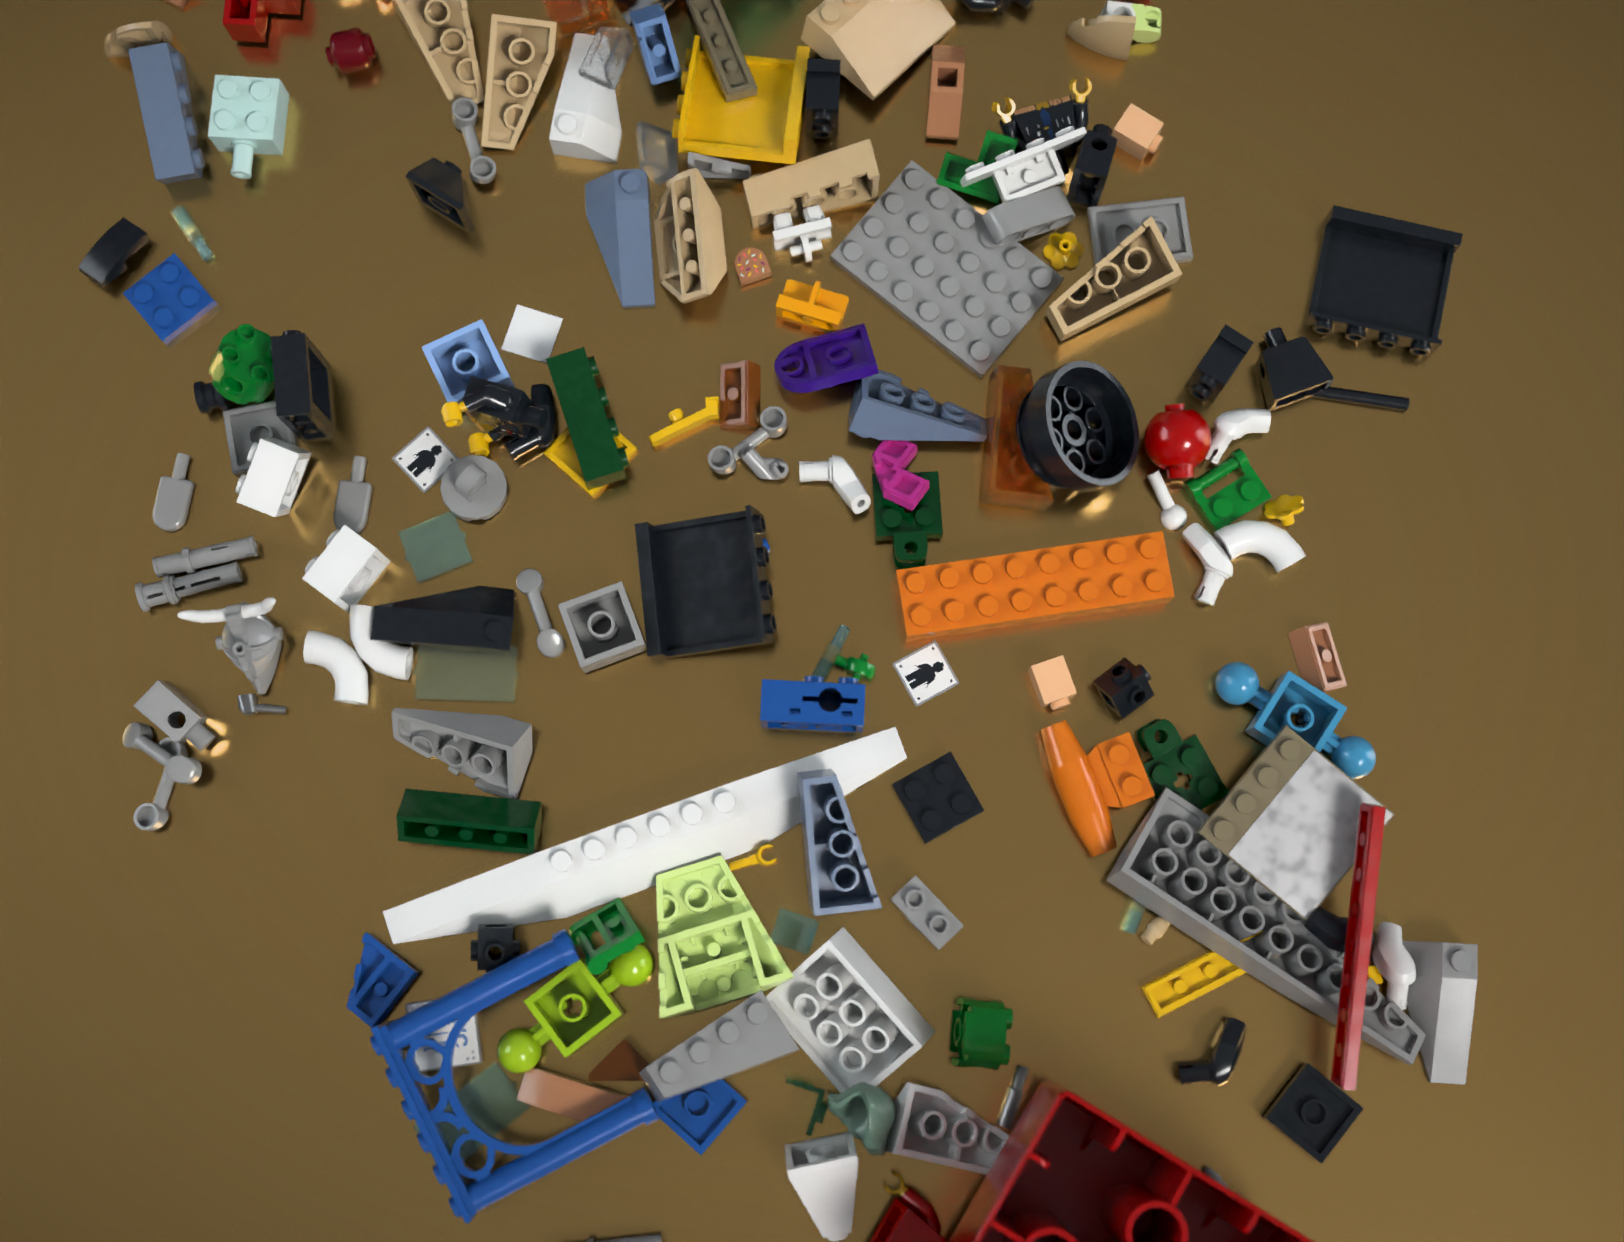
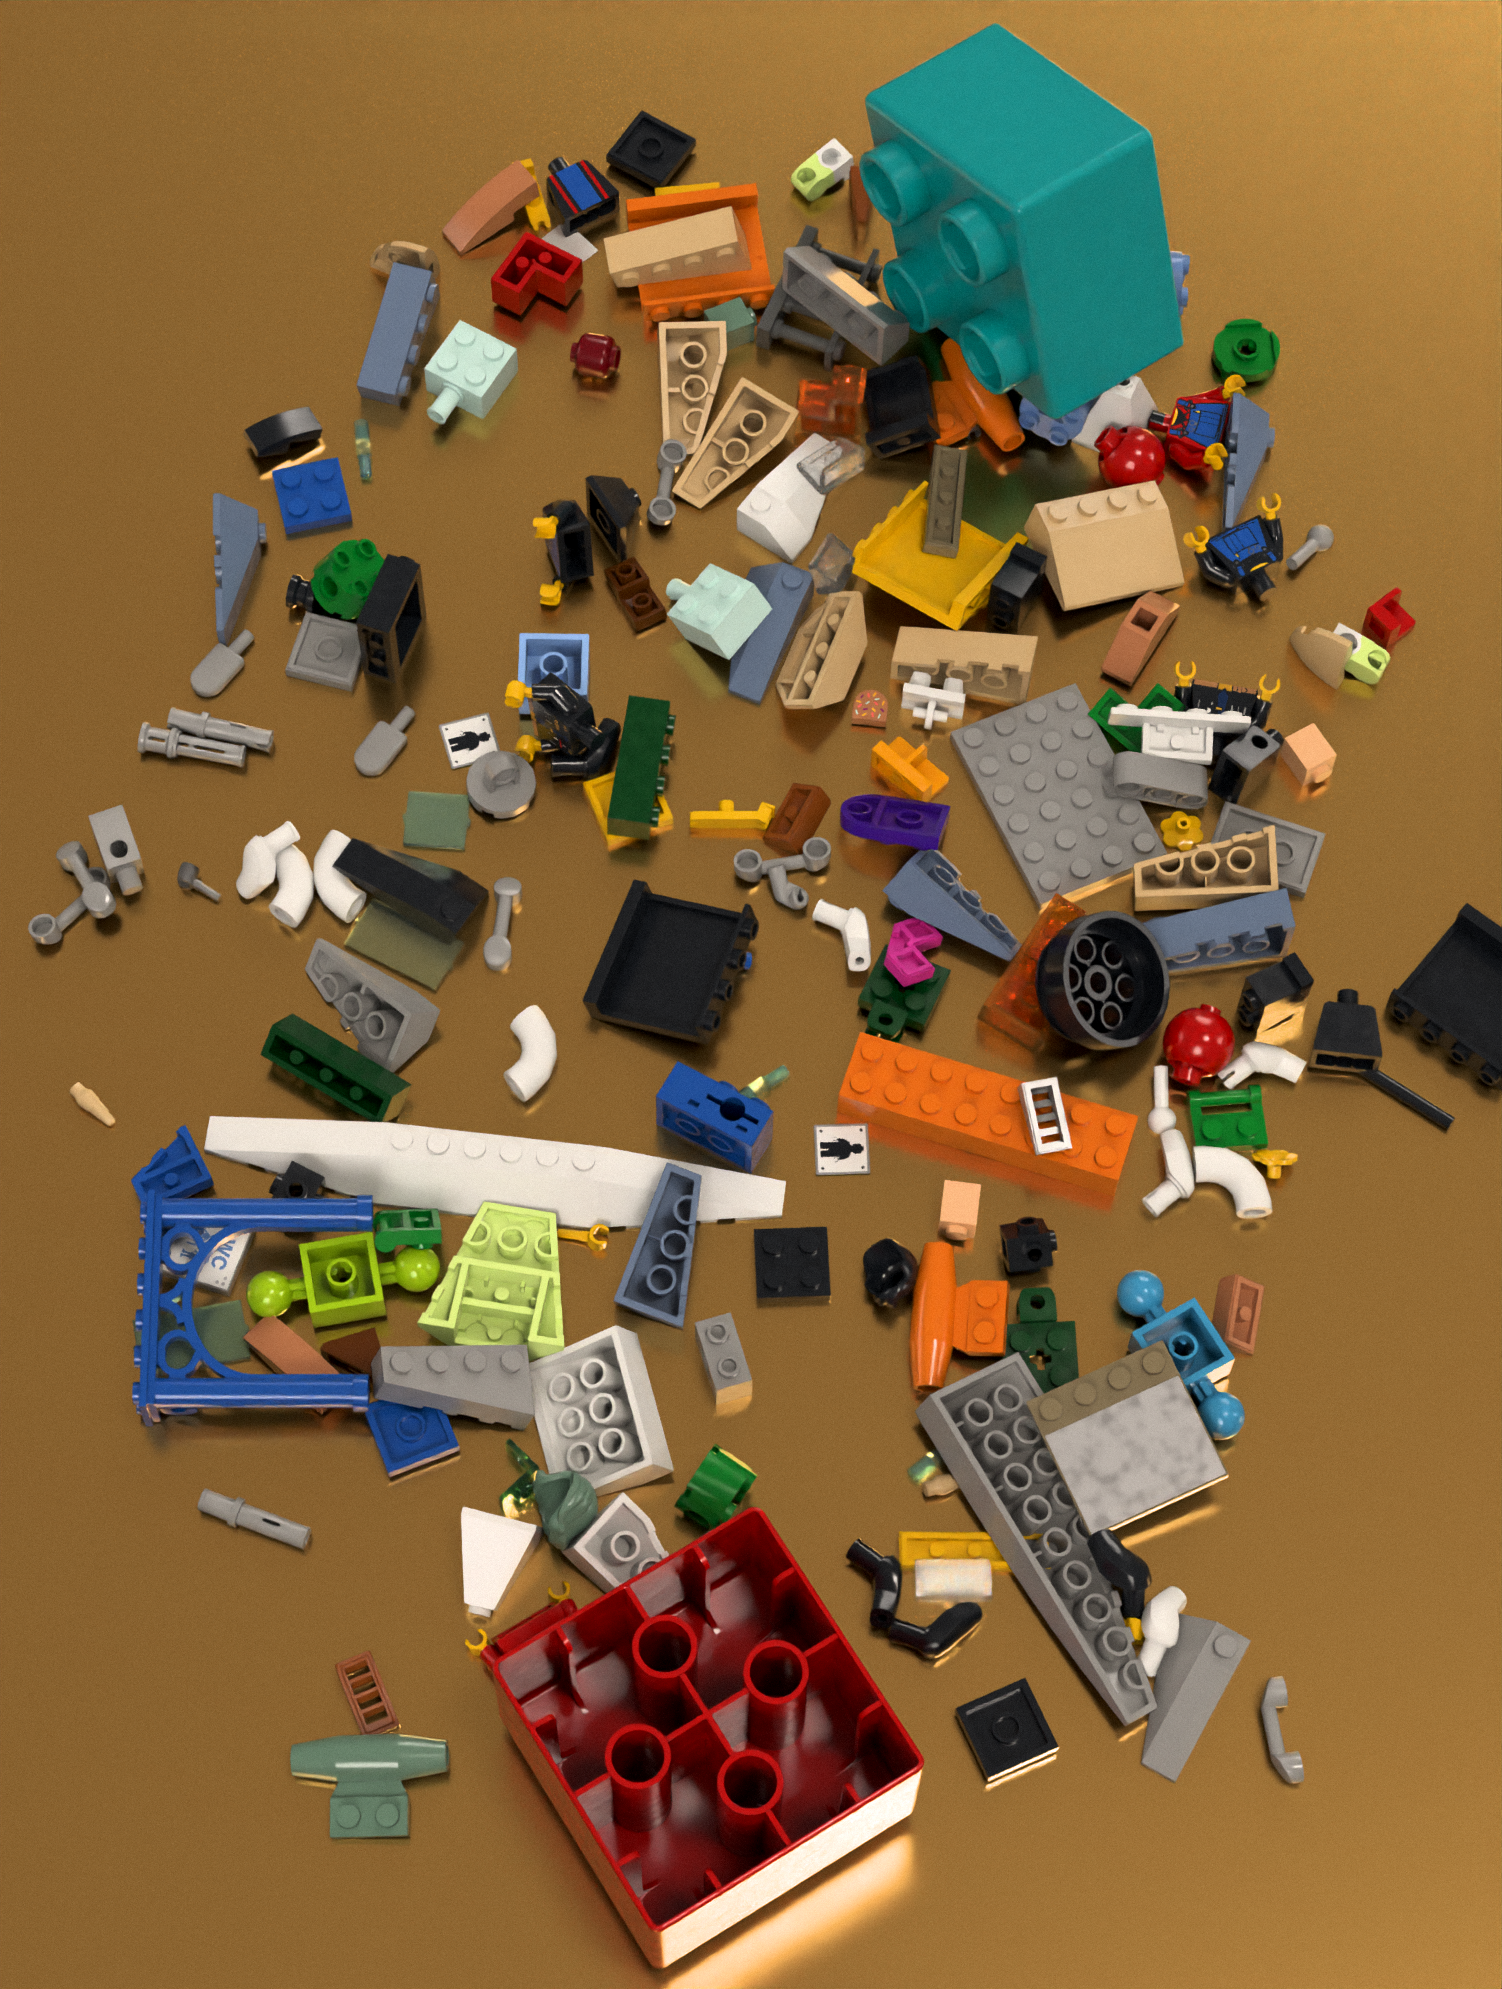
camera: 25 degrees right, 15 degrees down
(130, 378) = (238, 553): none -> sand blue wedge
(247, 638) = (222, 812): light grey helmet -> none
(272, 476) = (322, 682): white brick -> none
(273, 951) = (90, 1102): none -> tan piece
(303, 663) = (259, 859): none -> white arm
(345, 568) = (344, 794): white brick -> none
(420, 241) = (568, 544): none -> black torso
(498, 256) = (634, 593): none -> reddish brown slope
(532, 333) = (629, 675): white sticker -> none
(579, 241) = (717, 610): none -> light aqua brick
(602, 627) = (554, 957): light grey brick -> none
(632, 719) = (537, 1054): none -> white cylinder
(655, 44) = (882, 471): medium blue brick -> none
(718, 168) = (881, 605): light grey tile -> none
(794, 931) = (589, 1314): clear light blue panel -> none
(857, 667) = (782, 1111): green piece -> none
(1025, 769) = (889, 1271): none -> black hair
(1099, 565) = (1051, 1087): none -> slope
(1150, 327) = (1226, 932): none -> sand blue wedge
(1156, 1038) = (886, 1578): none -> black arm
(1208, 1009) = (952, 1580): none -> clear slope
(1358, 945) = (1124, 1571): red tile -> none
(1508, 974) = (1286, 1763): none -> light grey bar

